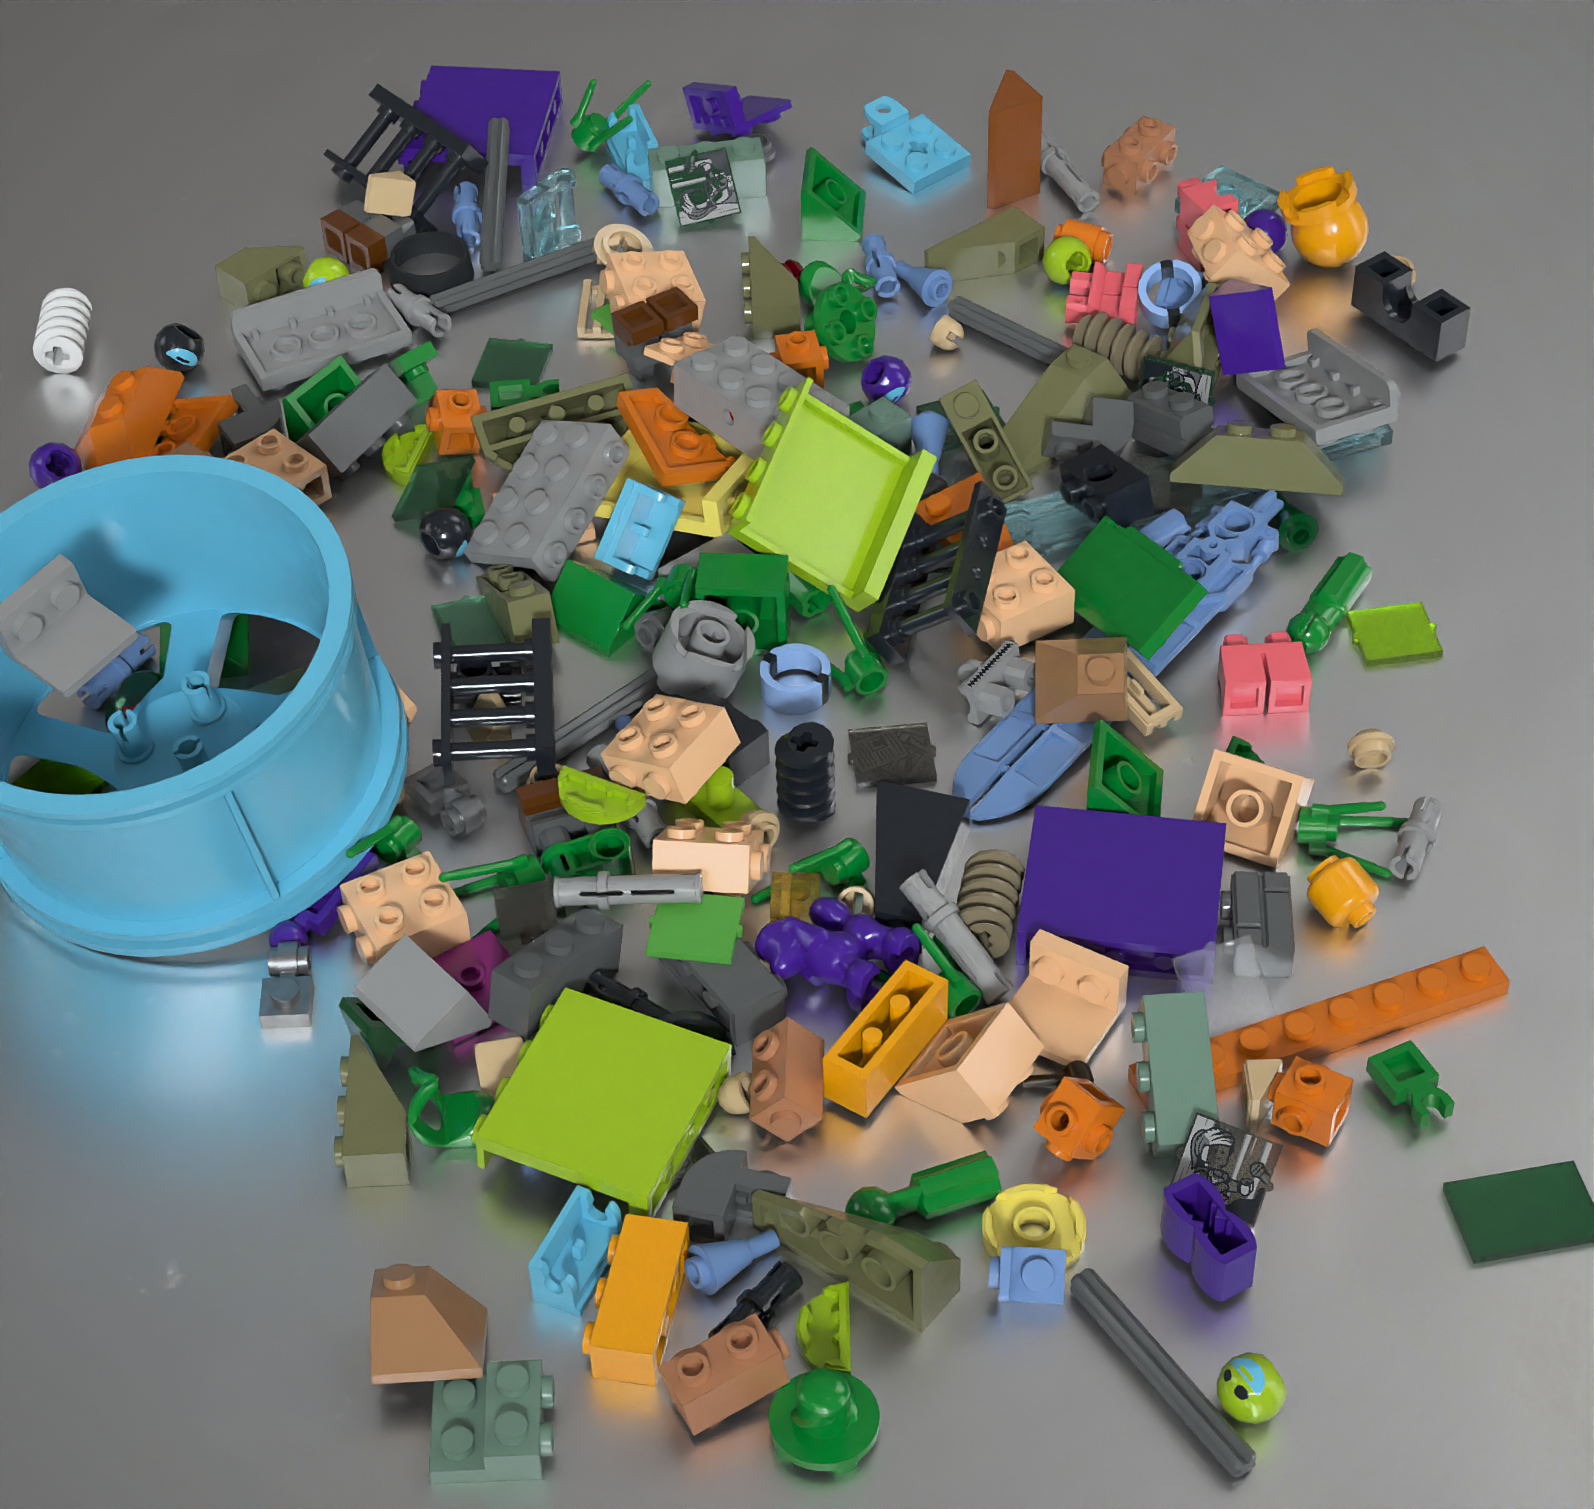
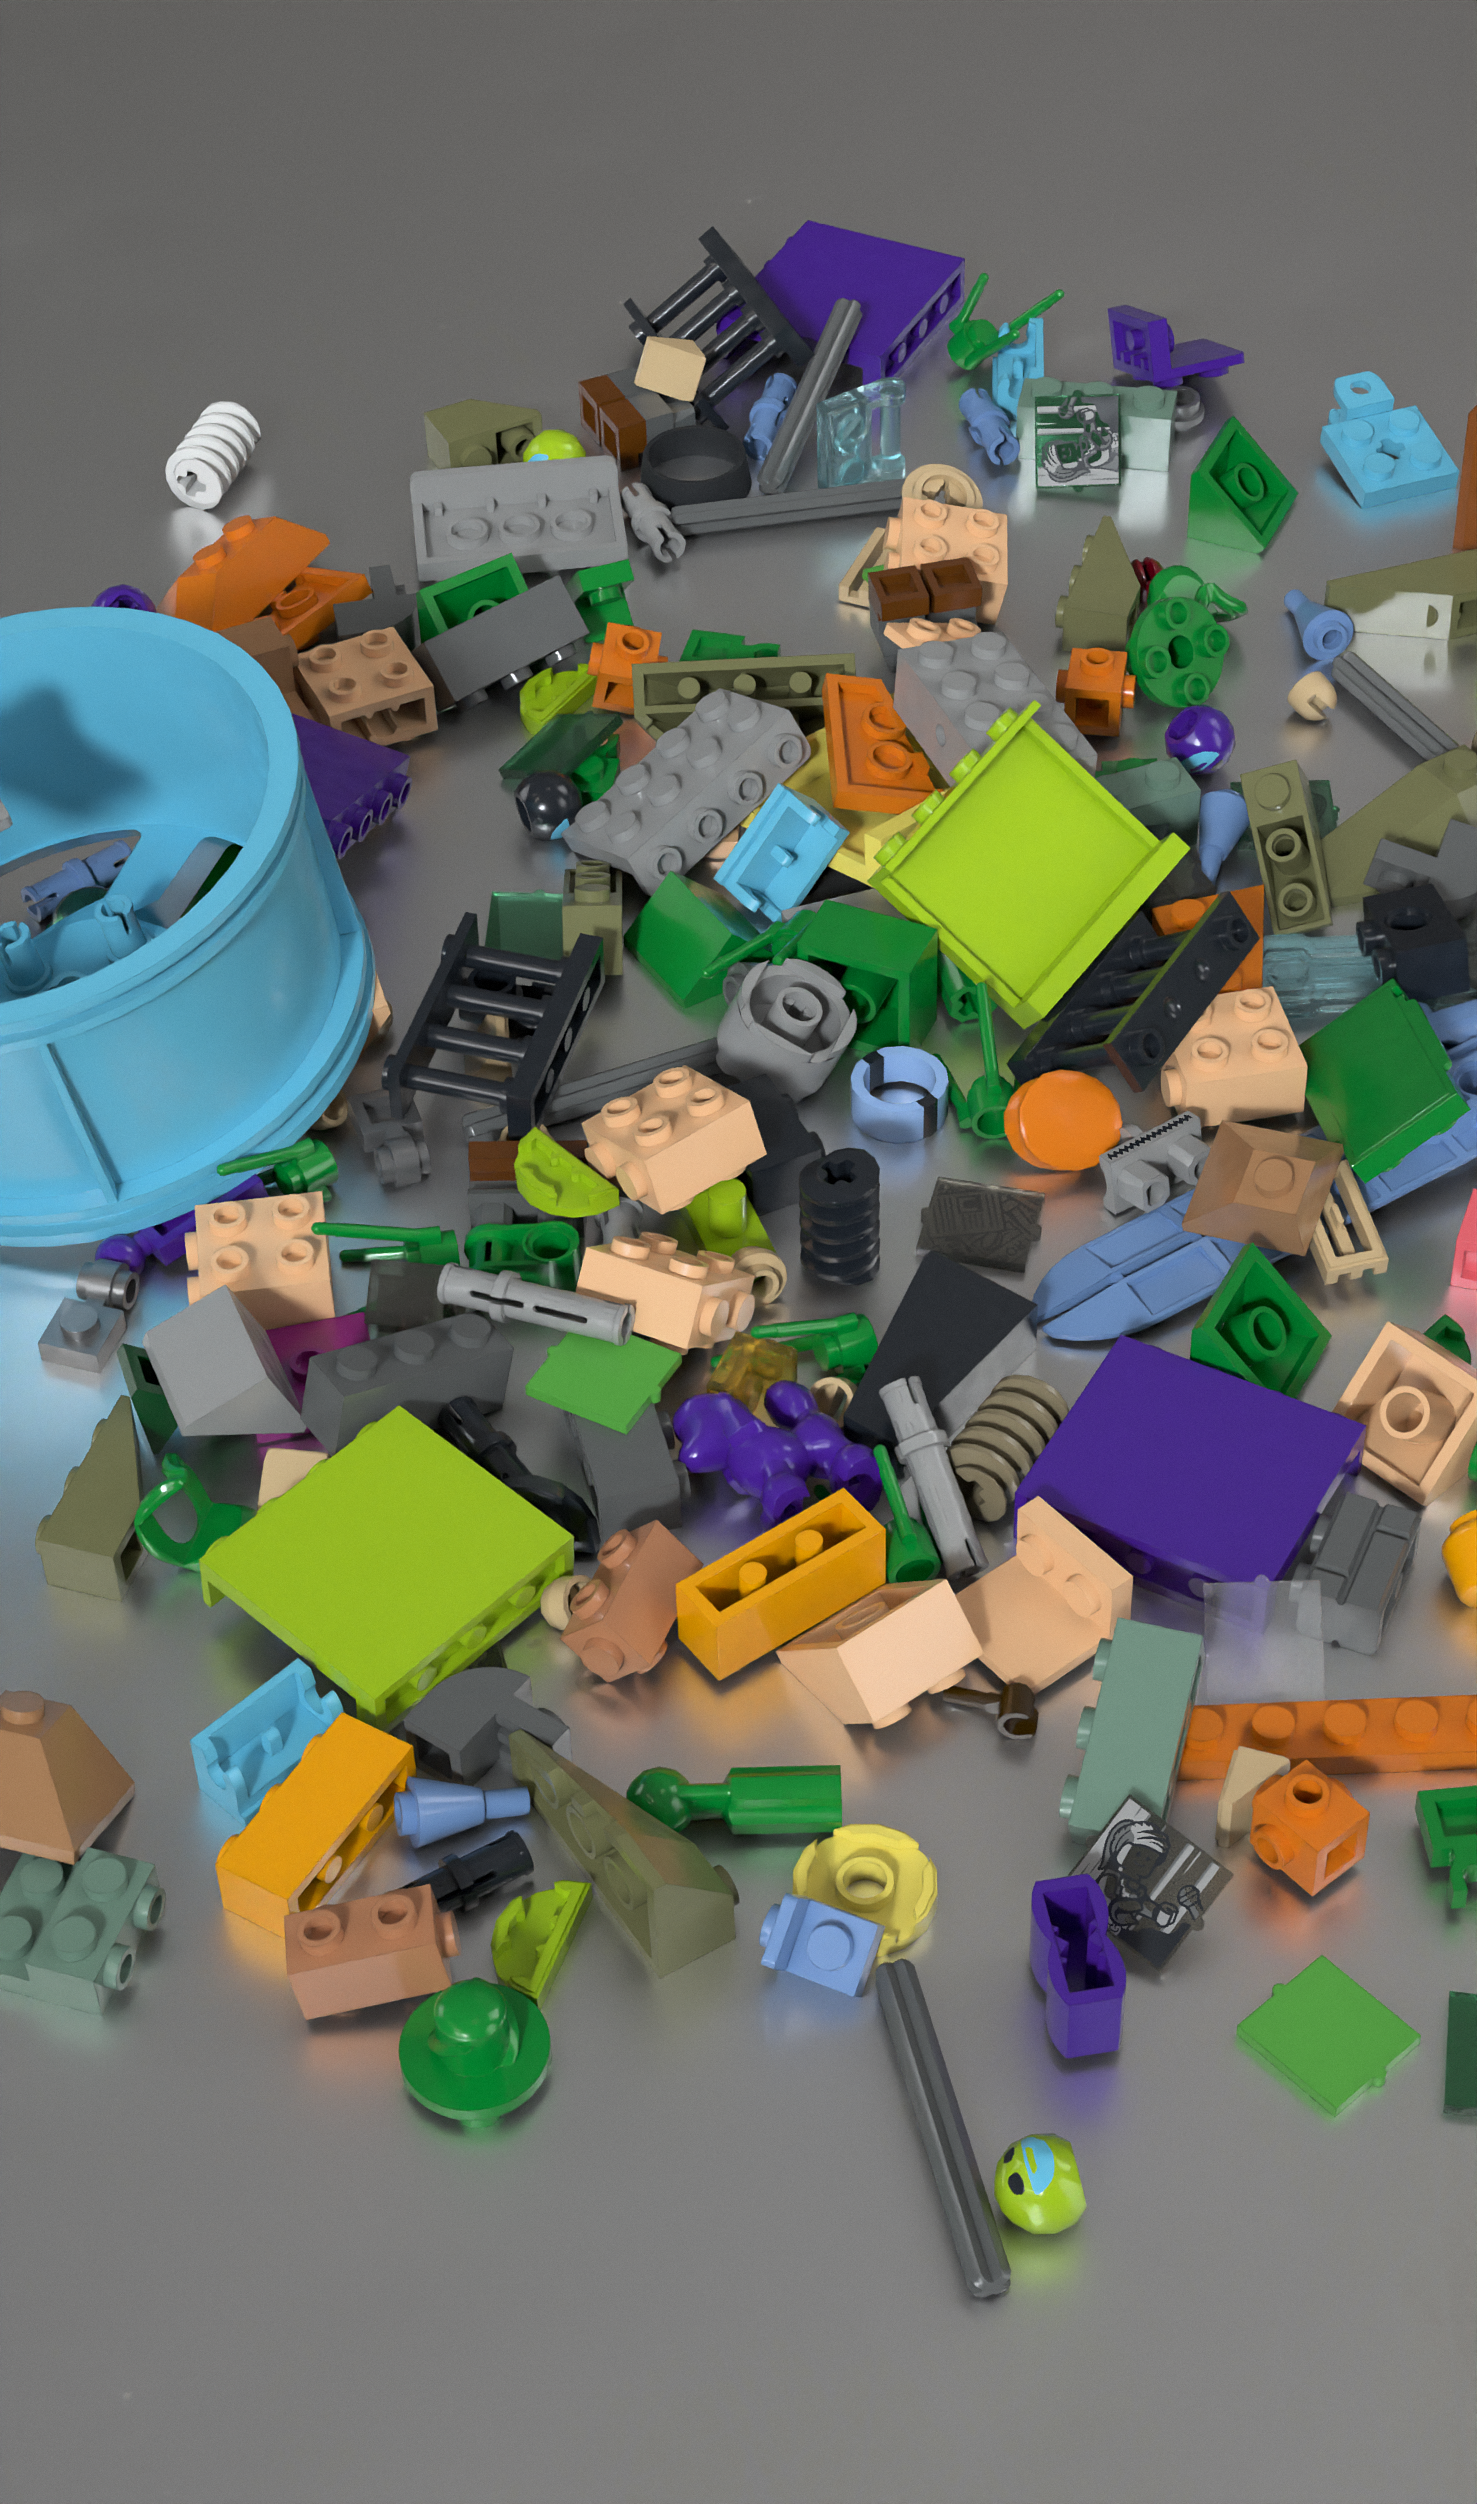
camera: 20 degrees right, 0 degrees up
(179, 348) = (338, 505): black piece -> none
(512, 361) = (741, 610): clear green piece -> none
(880, 265) = (1268, 590): medium blue pin -> none
(921, 669) = (1063, 1121): none -> orange piece
(1078, 1119) = (982, 1760): orange brick -> none
(1379, 1235) = (1328, 2035): none -> bright green piece

